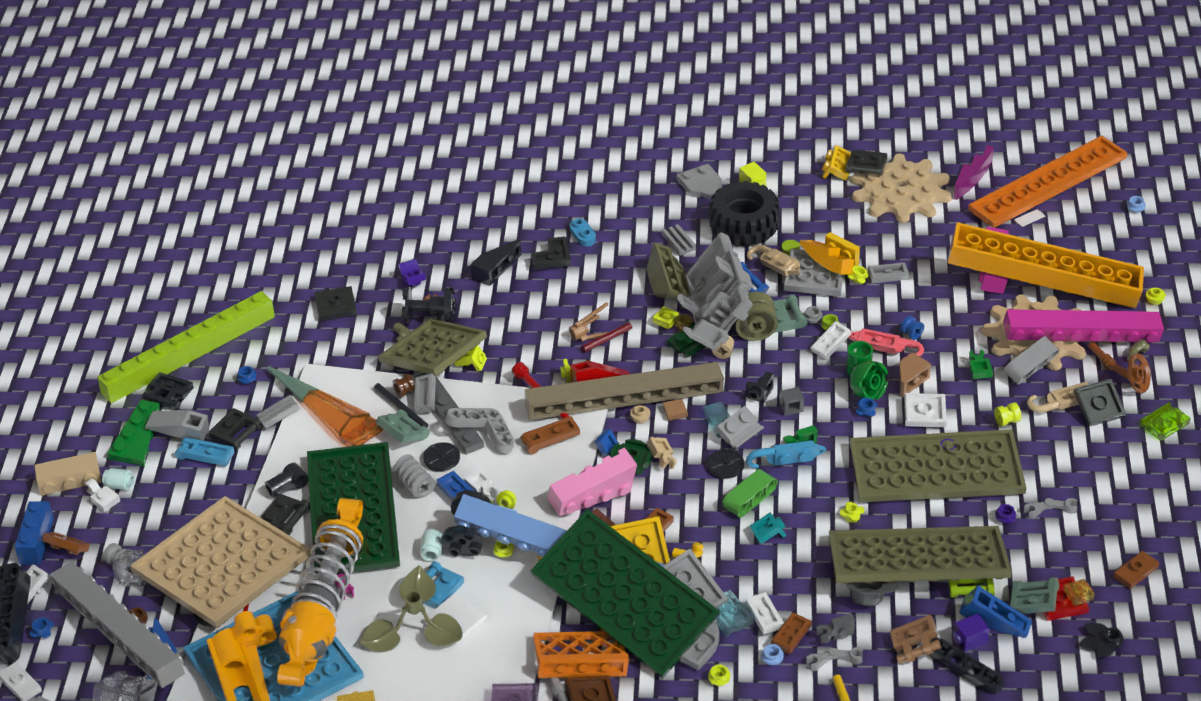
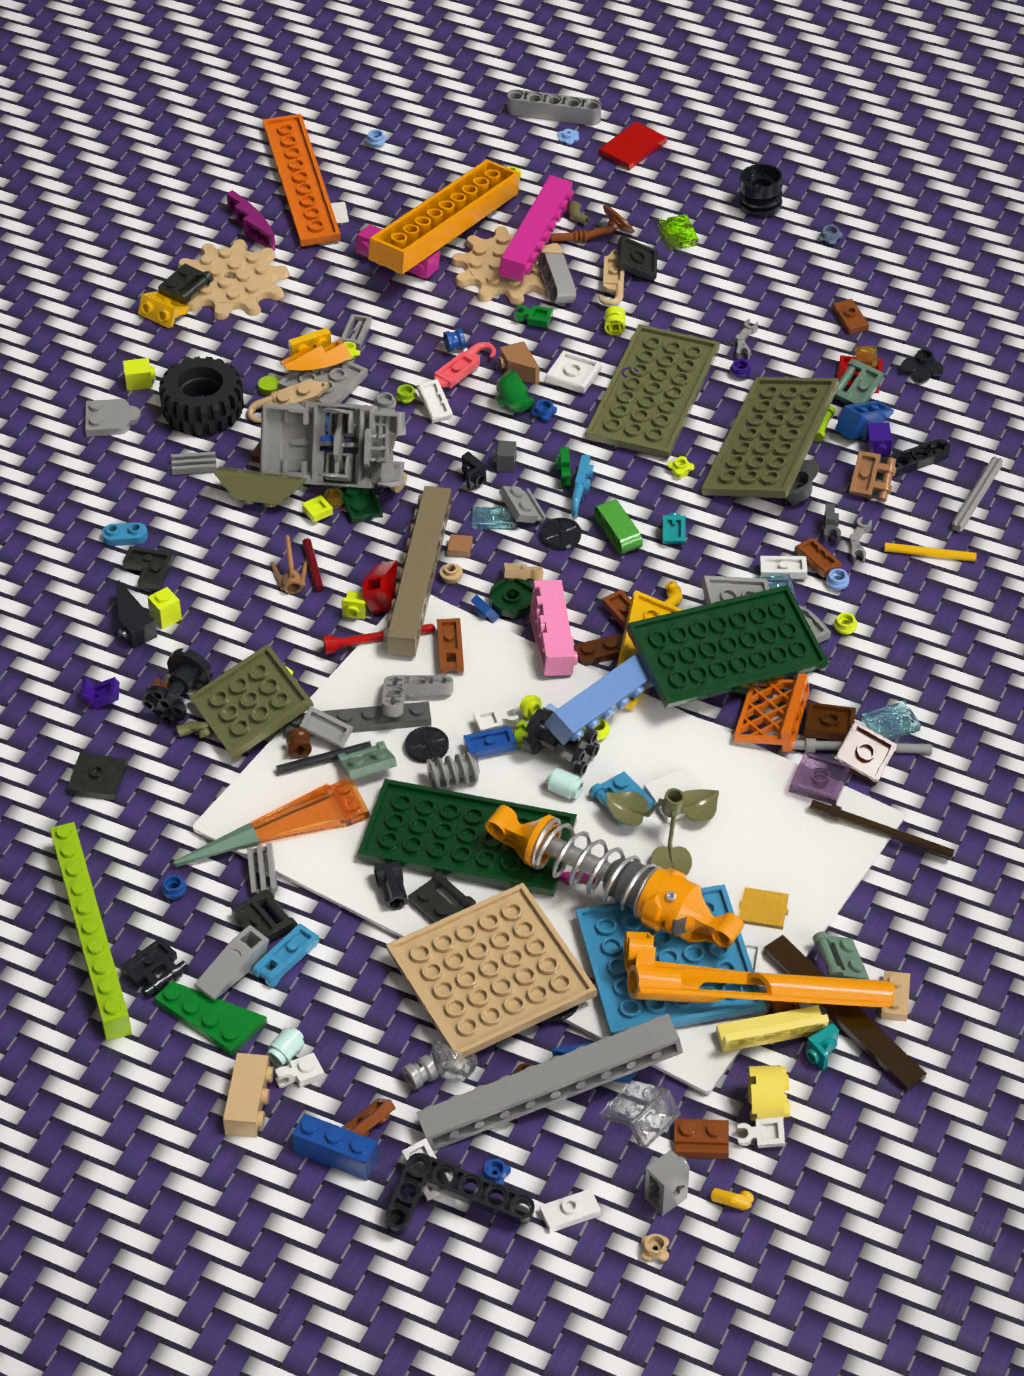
camera: 70 degrees left, 5 degrees up
(511, 275) = (164, 608): none -> neon yellow brick
(857, 353) = (480, 388): green wheel -> none

